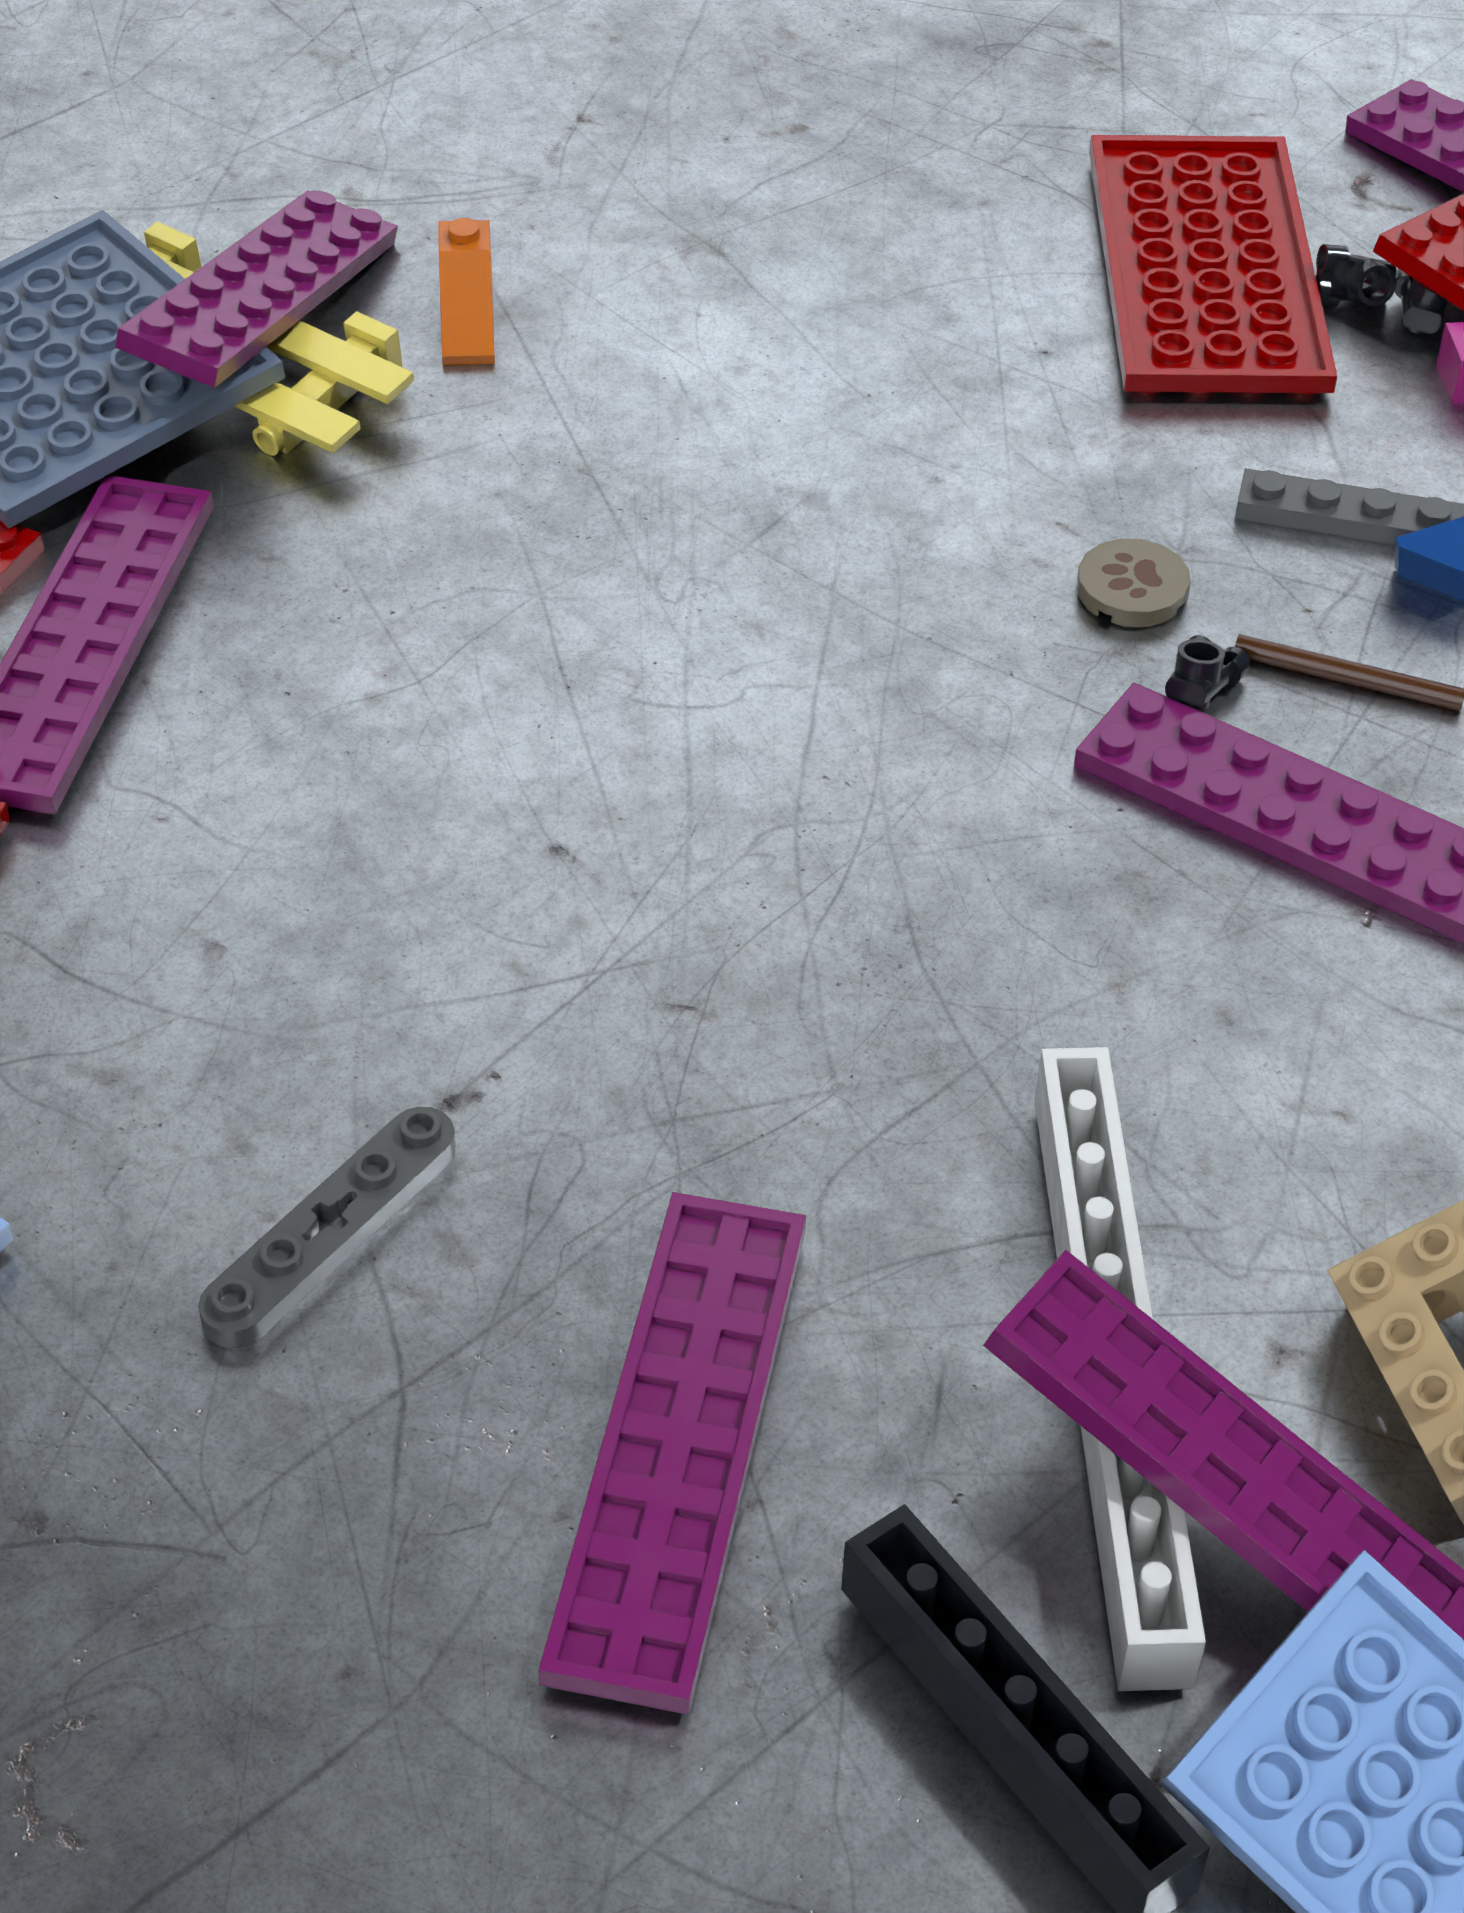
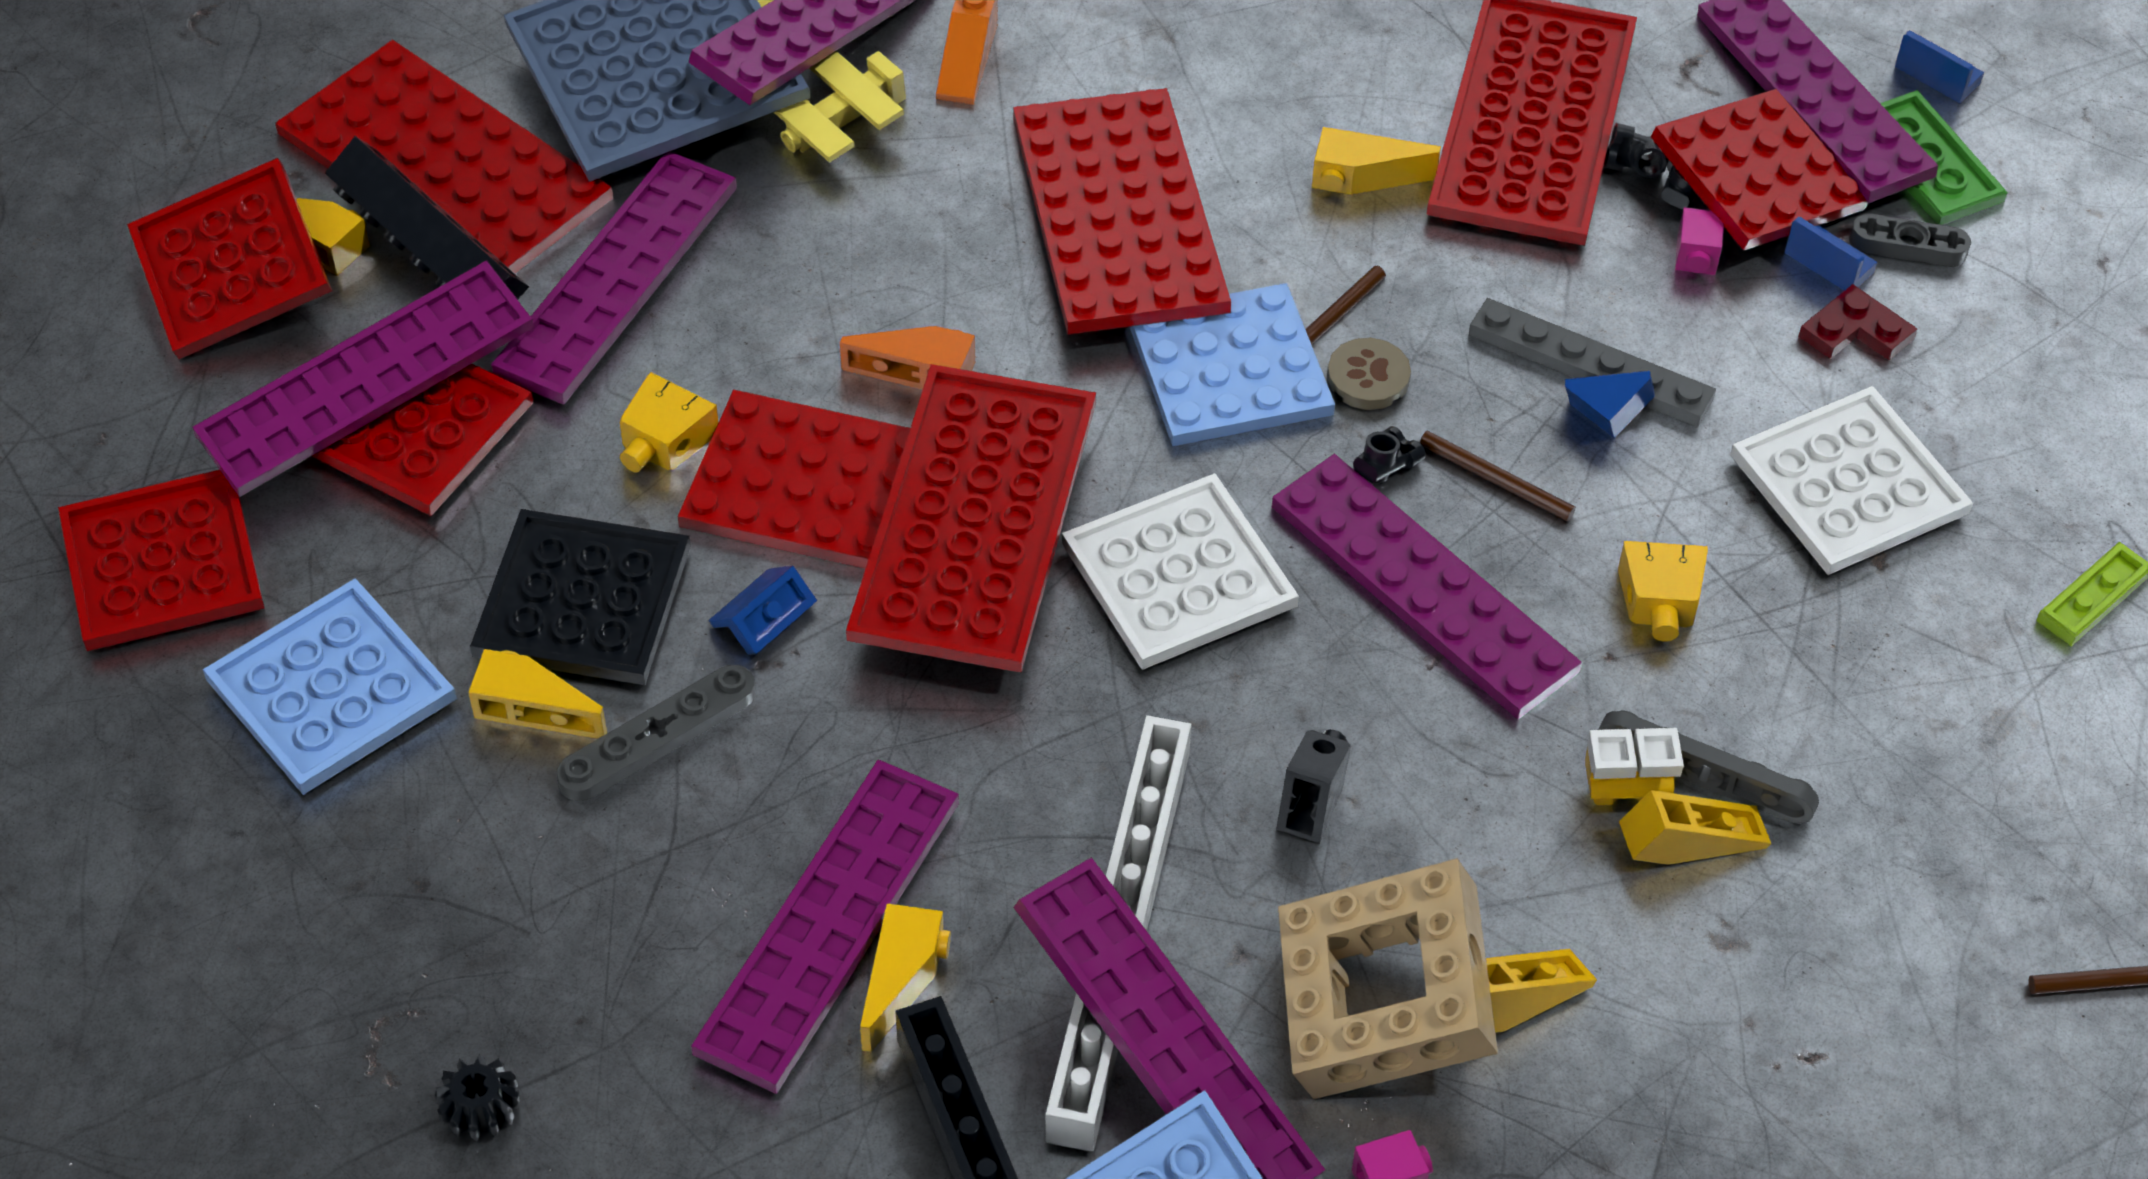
camera: 15 degrees right, 5 degrees up
(129, 1210) = (526, 694): none -> yellow slope
(159, 1061) = (583, 595): none -> black plate
(213, 810) = (665, 425): none -> yellow torso
(227, 1859) = (477, 1097): none -> black gear
(434, 1022) = (765, 608): none -> blue panel
(525, 850) = (795, 478): none -> red plate
(531, 665) = (907, 353): none -> orange slope
(694, 851) = (973, 518): none -> red plate
(739, 450) = (1120, 211): none -> red plate
(815, 1471) = (903, 966): none -> yellow slope
(950, 604) = (1234, 368): none -> light blue plate
(990, 864) = (1179, 571): none -> white plate
(1033, 341) = (1366, 162): none -> yellow slope
(1051, 529) = (1345, 303): none -> reddish brown bar
(1305, 1072) = (1318, 762): none -> black torso

